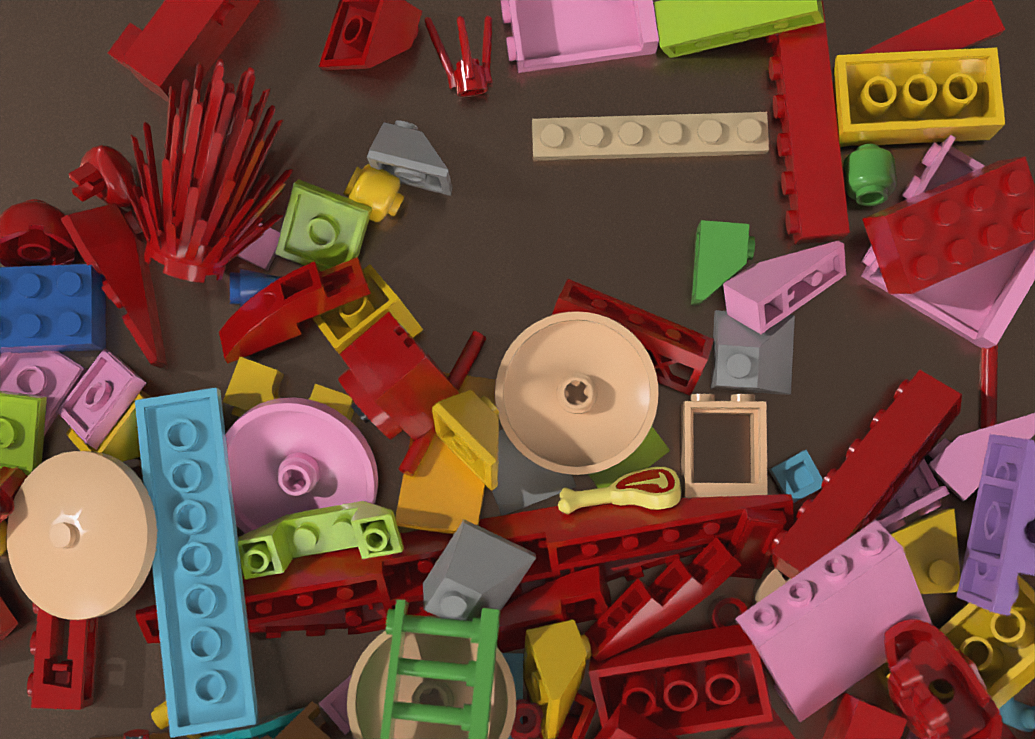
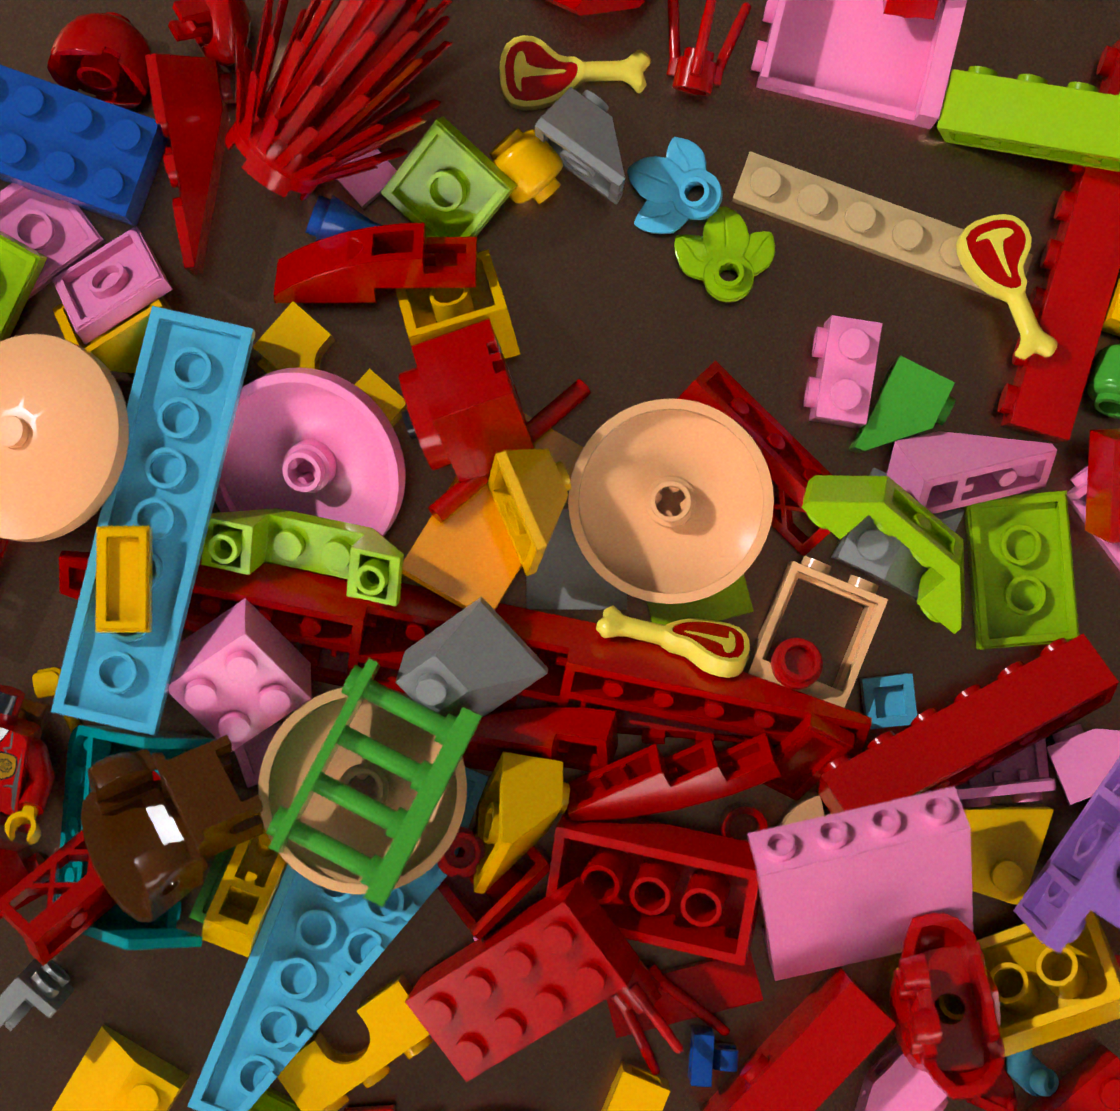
camera: 10 degrees right, 5 degrees up
(188, 613) = (124, 579): none -> yellow tile
(305, 651) = (239, 675): none -> bright pink brick
(355, 125) = (536, 76): none -> light yellow piece
(482, 166) = (667, 186): none -> medium azure plate
(542, 194) = (723, 248): none -> lime plate
(665, 248) = (844, 371): none -> bright pink brick
(705, 341) = (844, 501): none -> lime slope
(718, 475) = (796, 663): none -> red plate
(740, 124) = (994, 259): none -> light yellow piece
(854, 342) = (1021, 570): none -> lime tile

